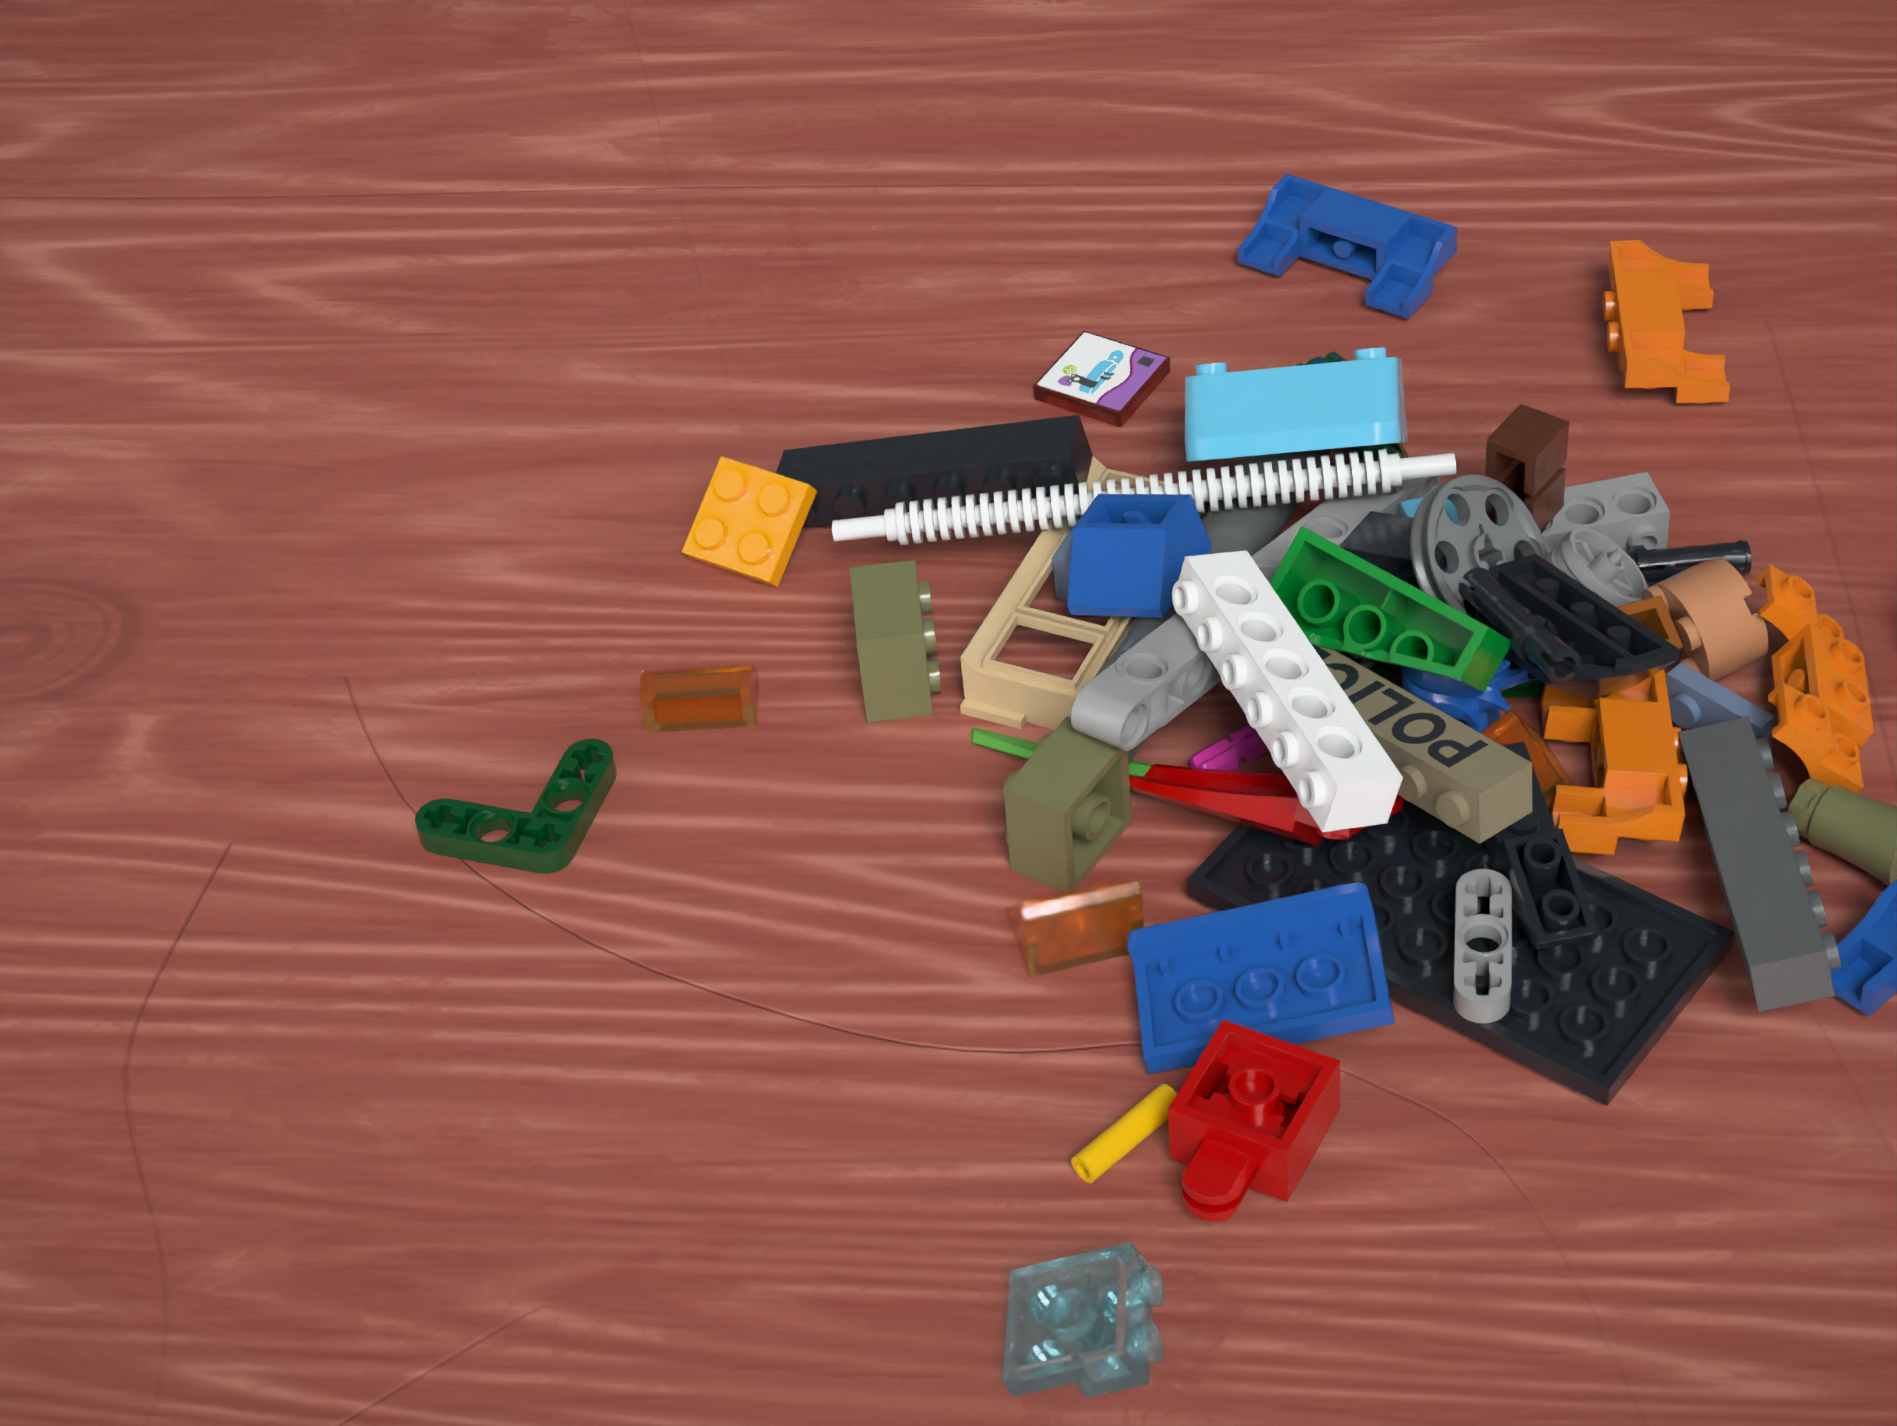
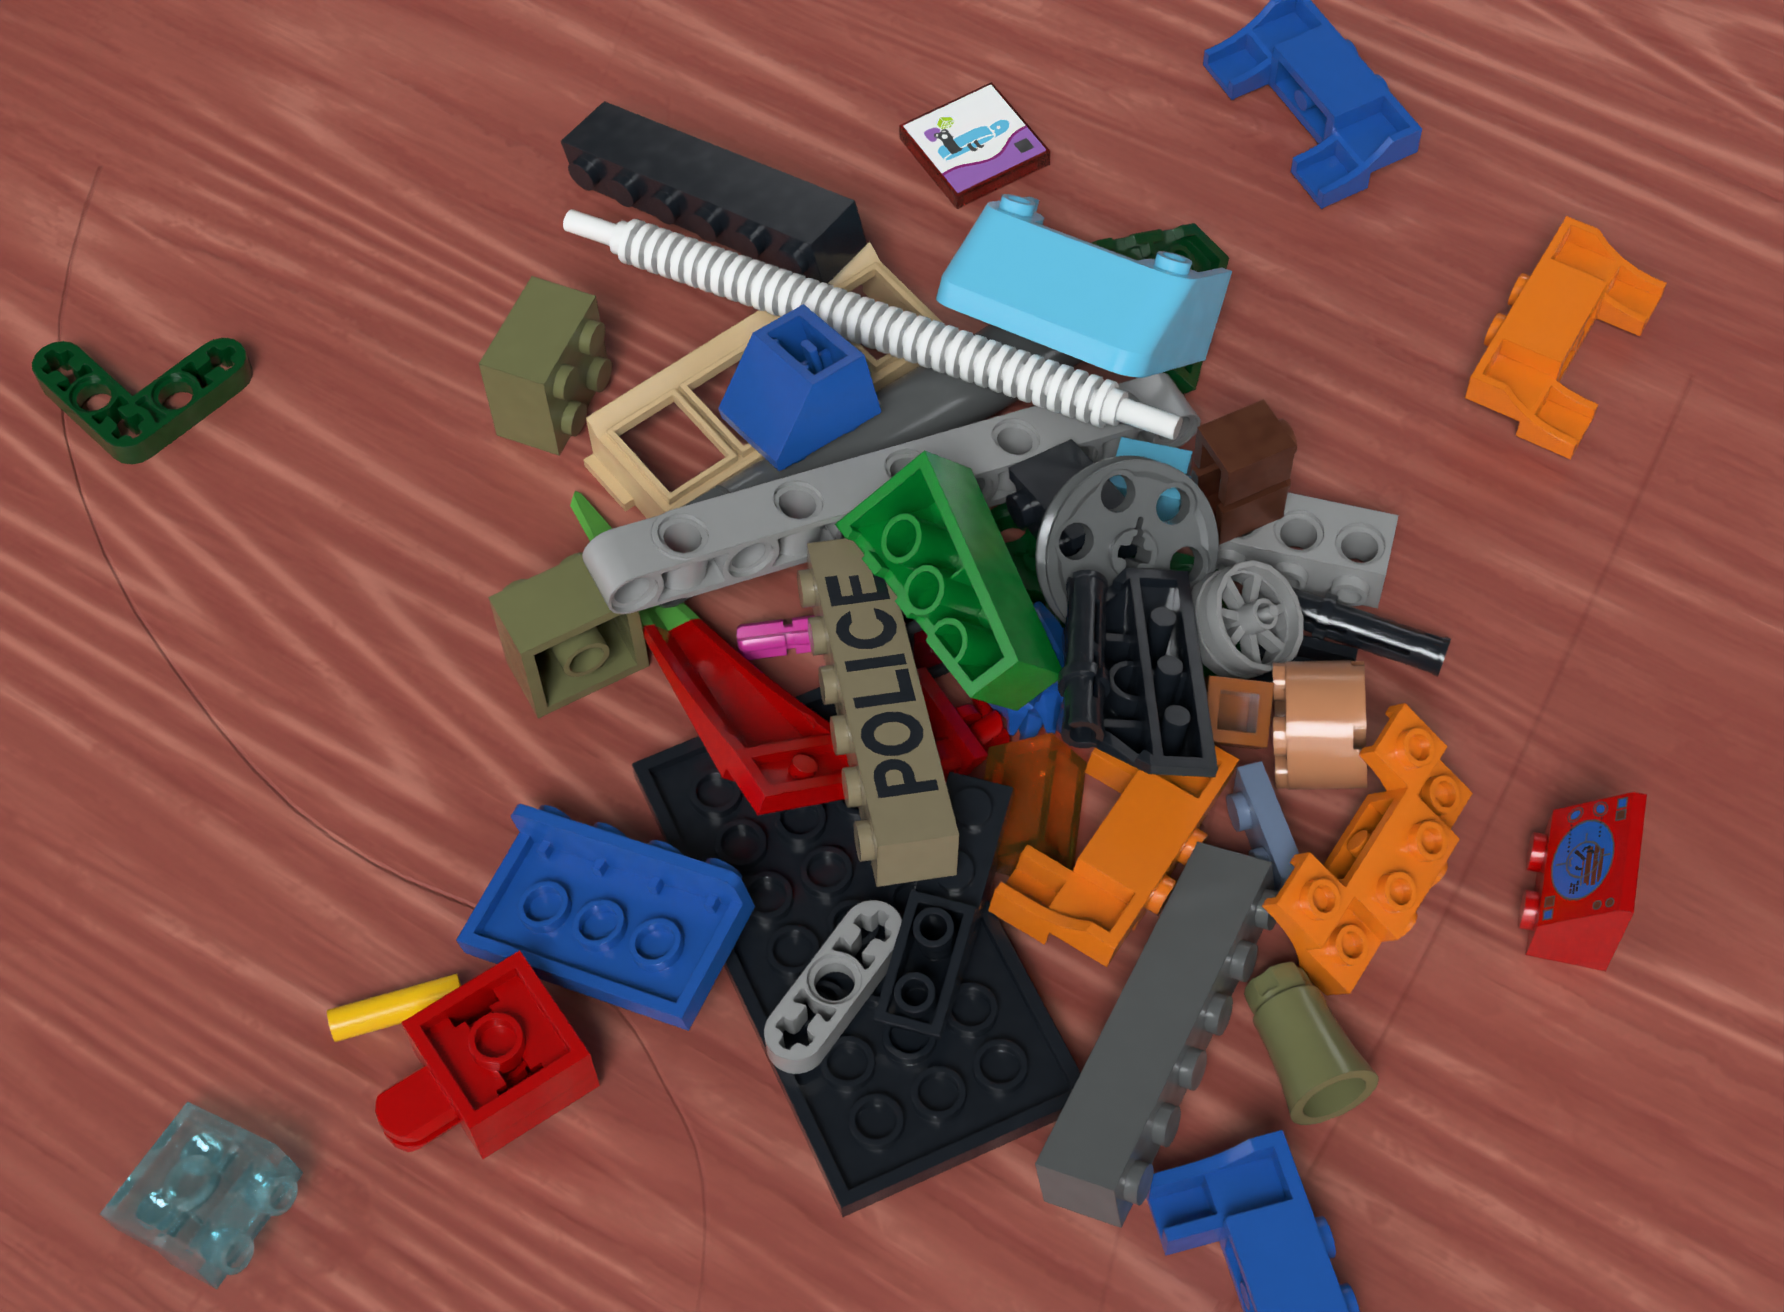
camera: 25 degrees right, 15 degrees up
(699, 698) = (361, 338): clear orange brick -> none
(749, 521) = (526, 166): light orange plate -> none
(1076, 926) = (507, 755): clear orange slope -> none
(1286, 691) = (778, 777): white brick -> none

